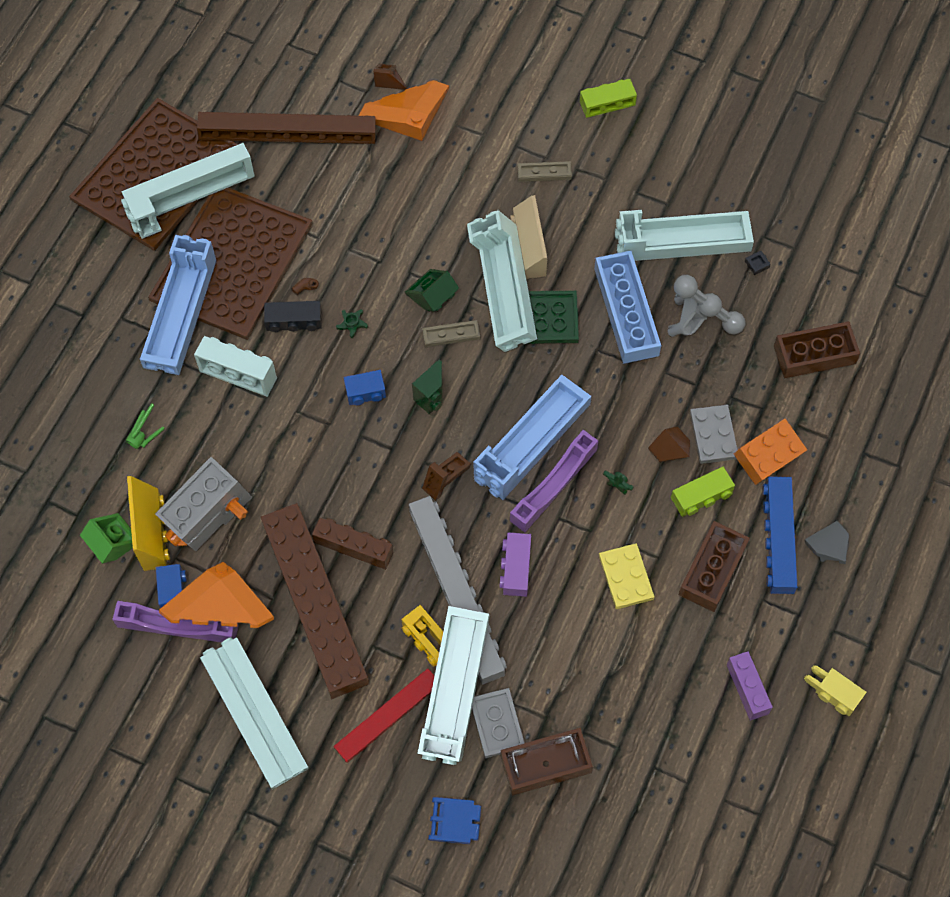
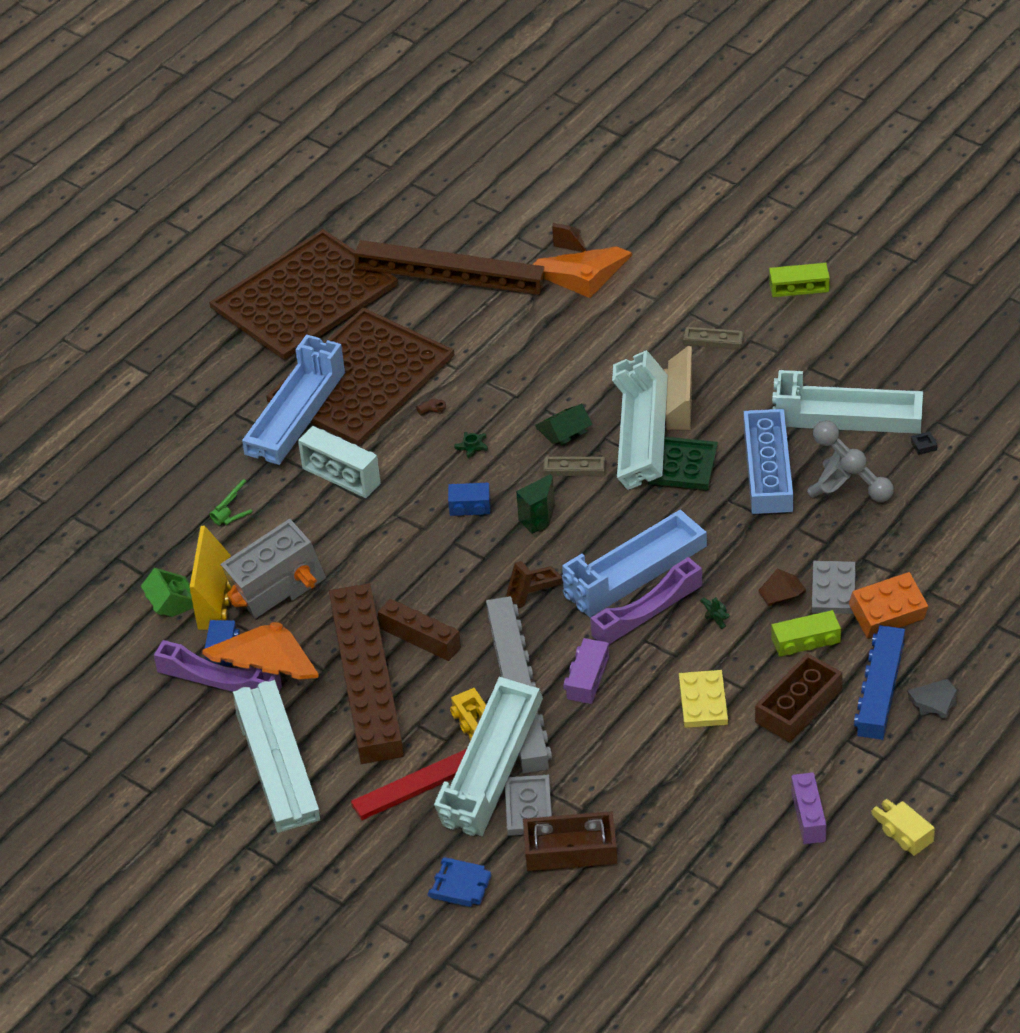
camera: 15 degrees right, 20 degrees down
(184, 186) = (329, 301): light aqua brick -> none
(293, 316) = (411, 429): black brick -> none
(816, 349) = (965, 522): reddish brown brick -> none

